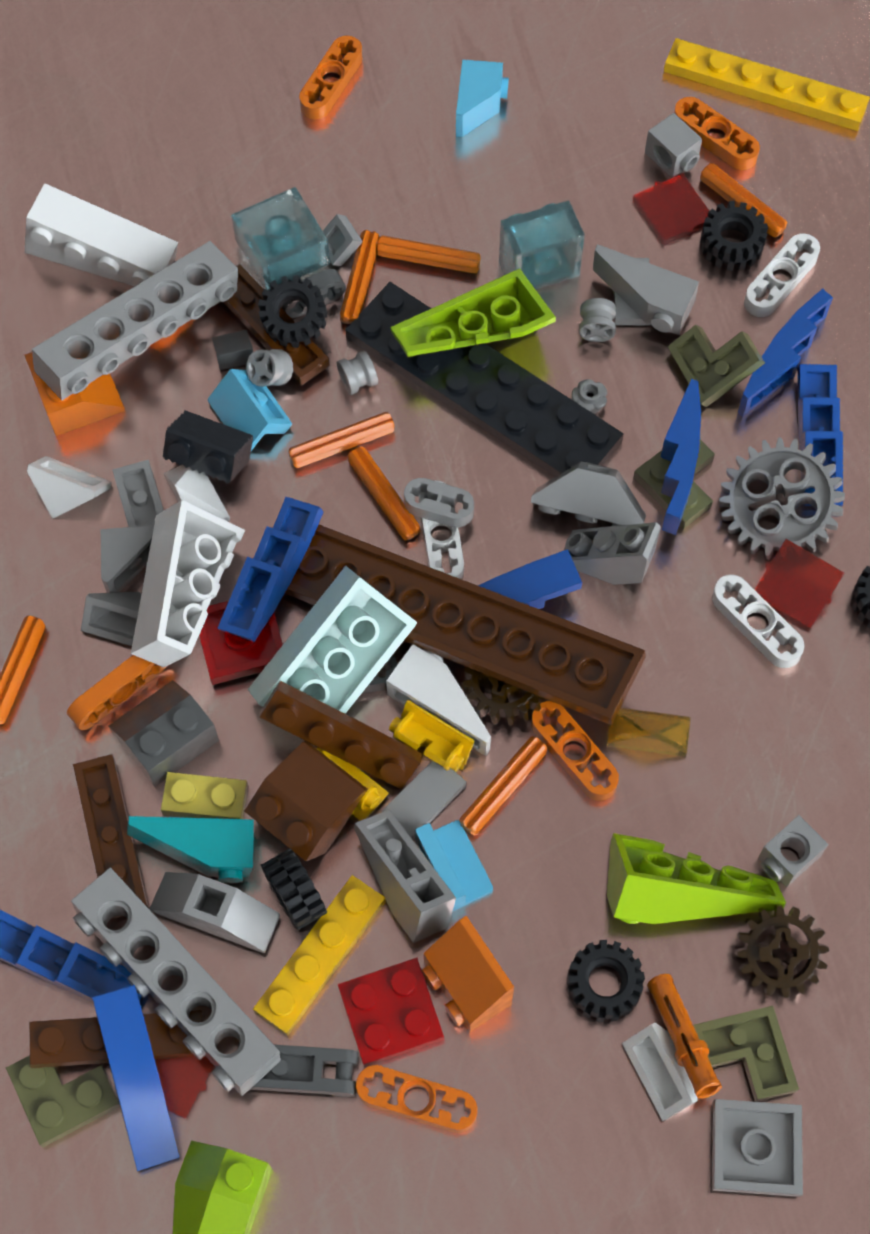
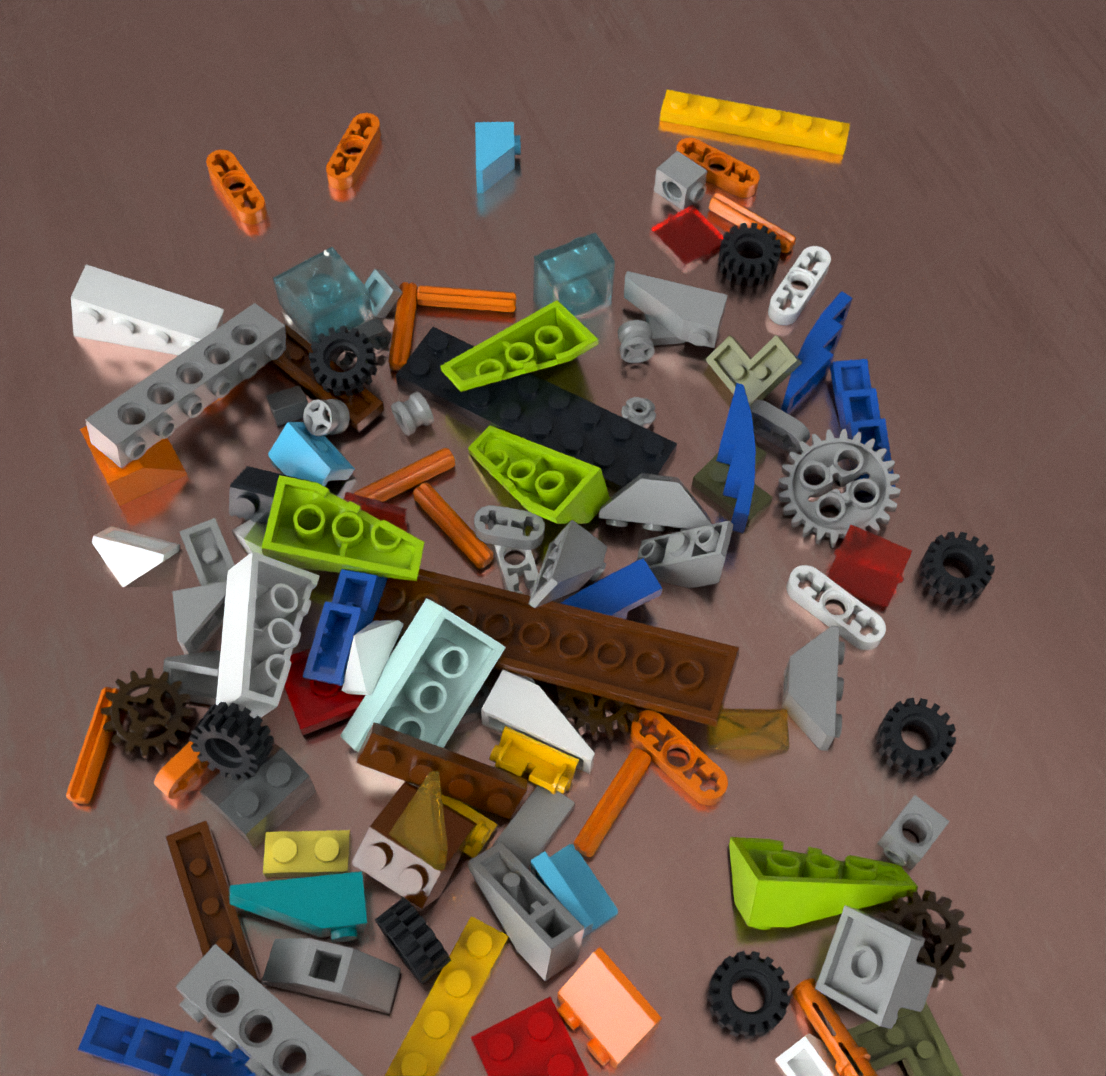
camera: 10 degrees left, 5 degrees down
(57, 660) = (139, 730): none -> dark brown gear
(144, 682) = (232, 741): none -> black tyre
(204, 118) = (236, 198): none -> orange beam
(259, 490) = (326, 533): none -> lime wedge
(284, 614) = (369, 656): none -> white slope
(308, 469) = (380, 510): none -> clear red piece
(315, 782) = (423, 824): none -> clear yellow slope
(478, 455) = (542, 478): none -> lime wedge
(492, 547) = (568, 564): none -> light grey slope
(720, 697) = (814, 688): none -> light grey slope
(726, 970) = (875, 968): none -> light grey panel
(730, 426) = (778, 426): none -> light grey beam
(830, 744) = (928, 719): none -> black tyre

